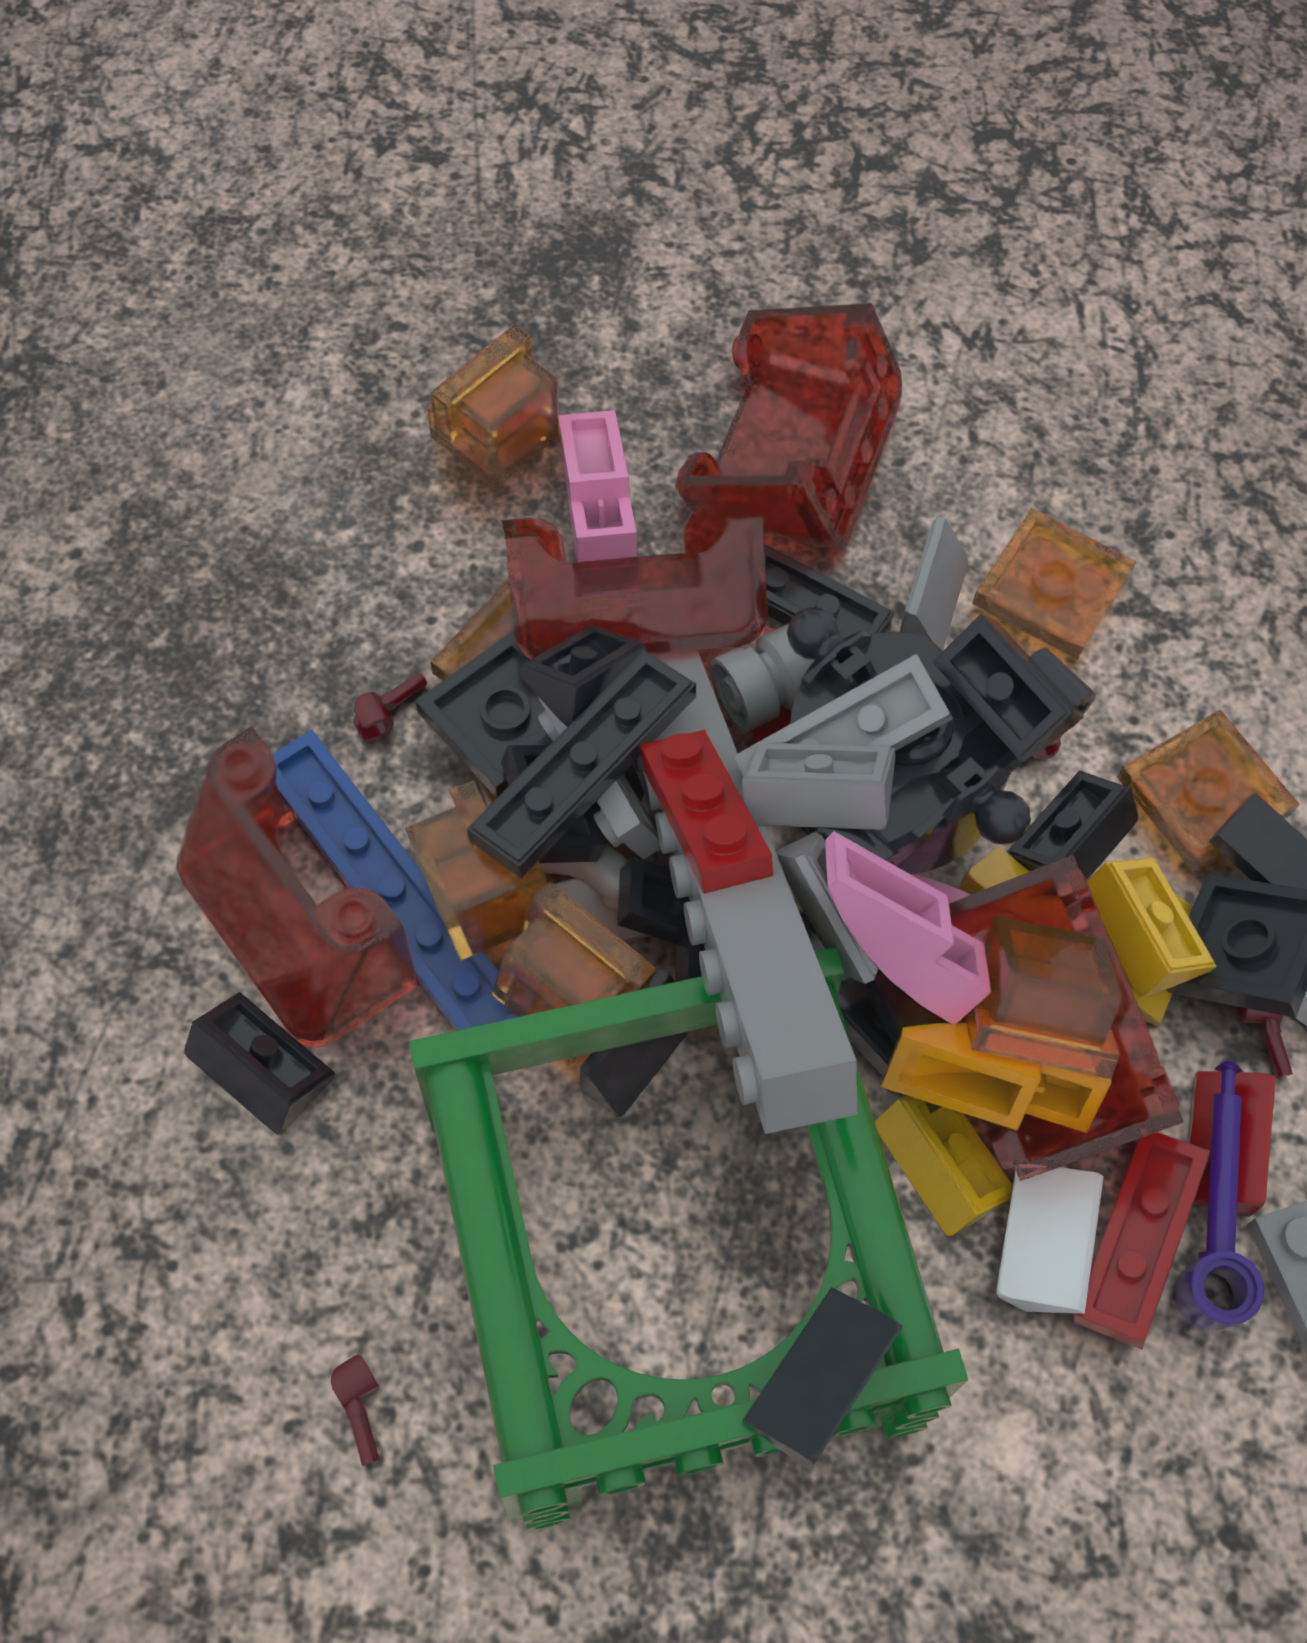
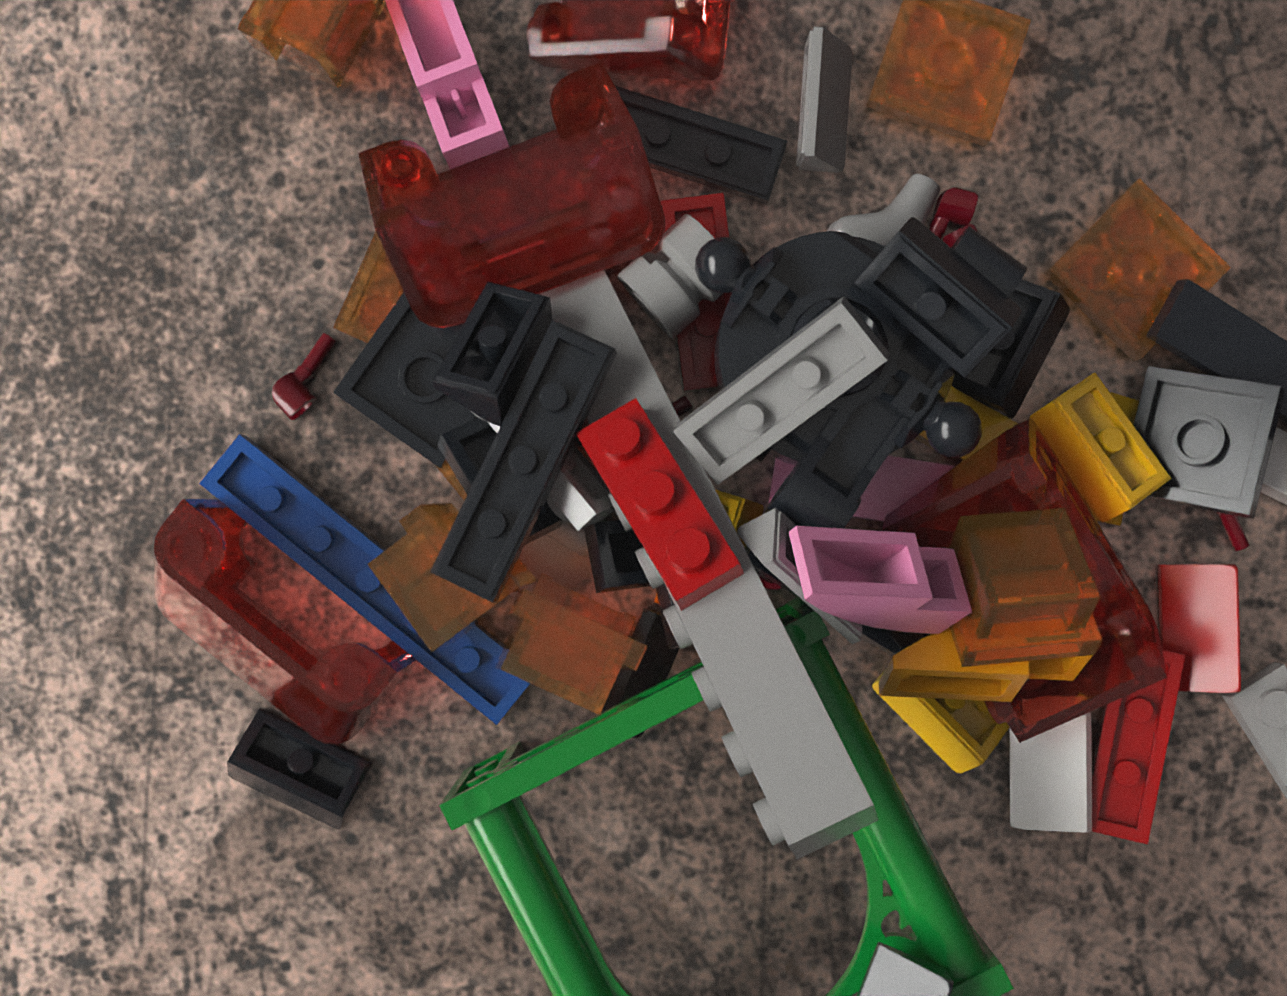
camera: 15 degrees left, 25 degrees up
(819, 785) = (768, 457): light grey slope -> none
(1221, 1224) = (1191, 756): dark purple piece -> none

